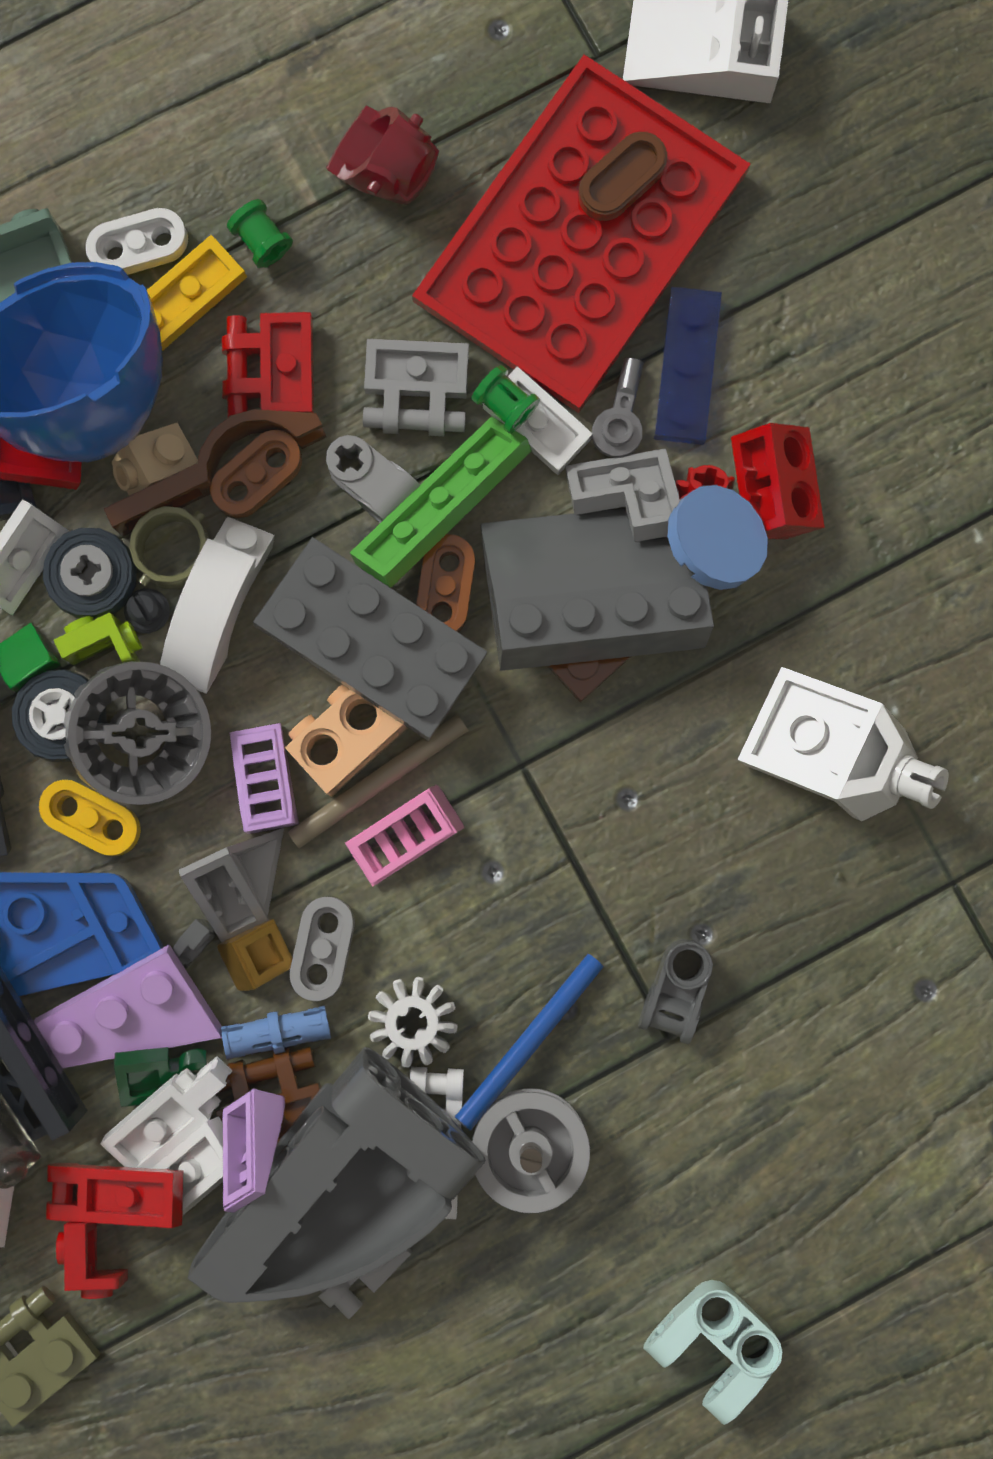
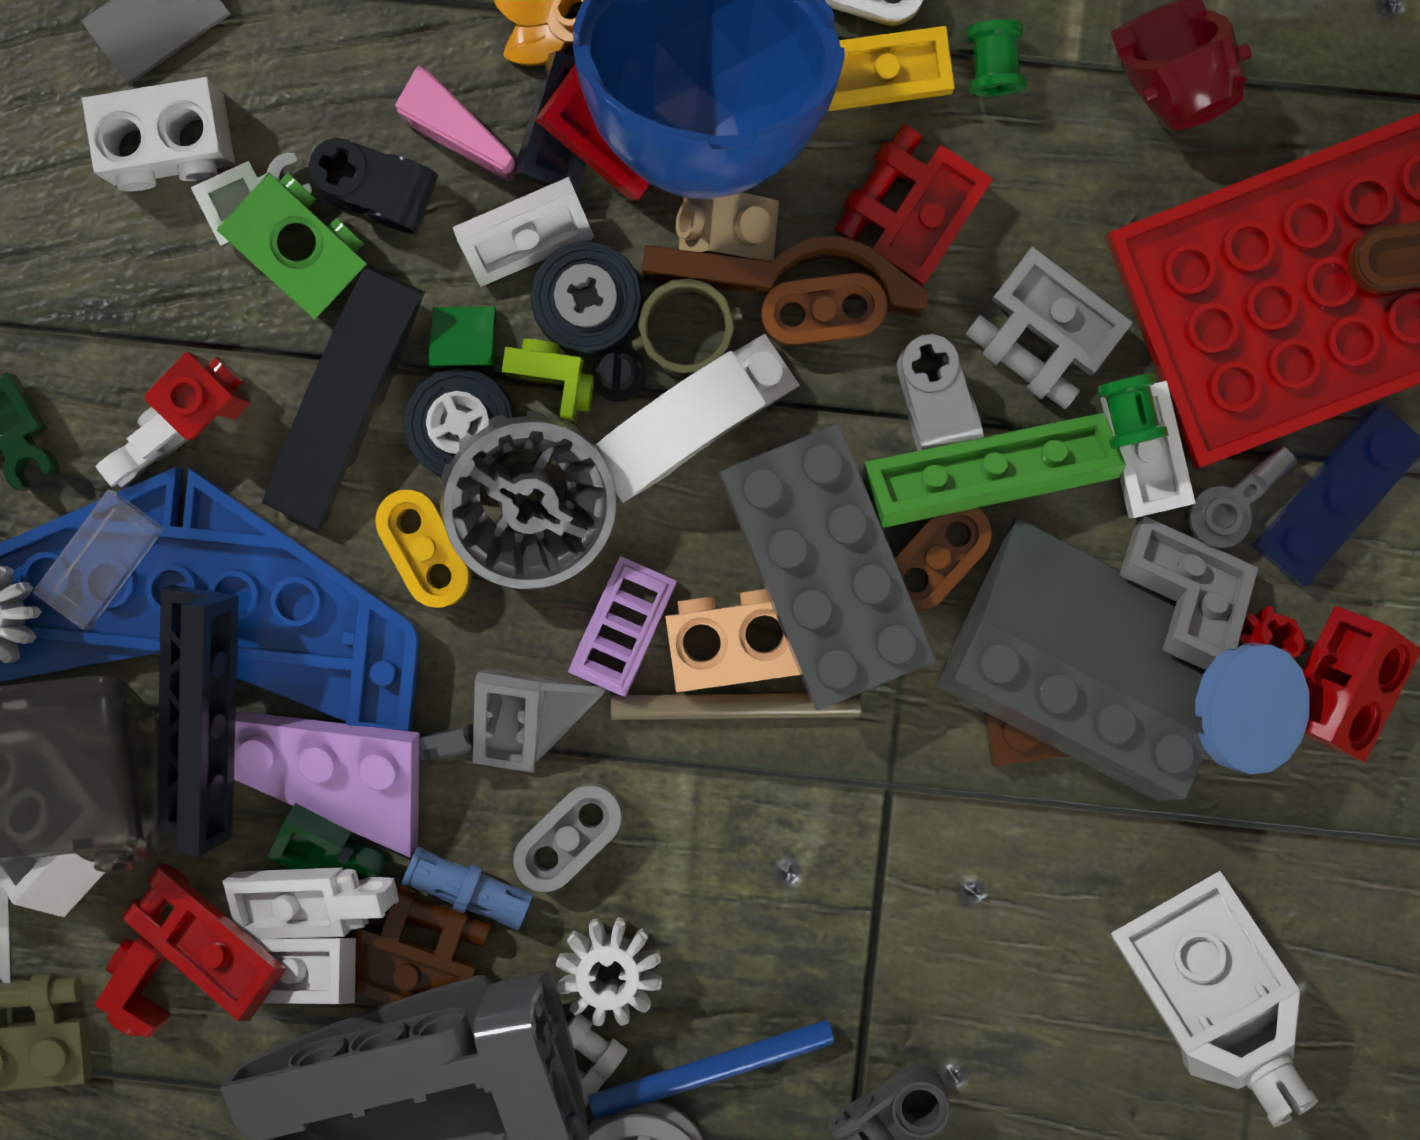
camera: 30 degrees right, 5 degrees up
(249, 1146) = (365, 999): lavender slope -> none
(255, 956) = (497, 798): pearl gold slope -> none
(441, 810) = (779, 780): bright pink slope -> none

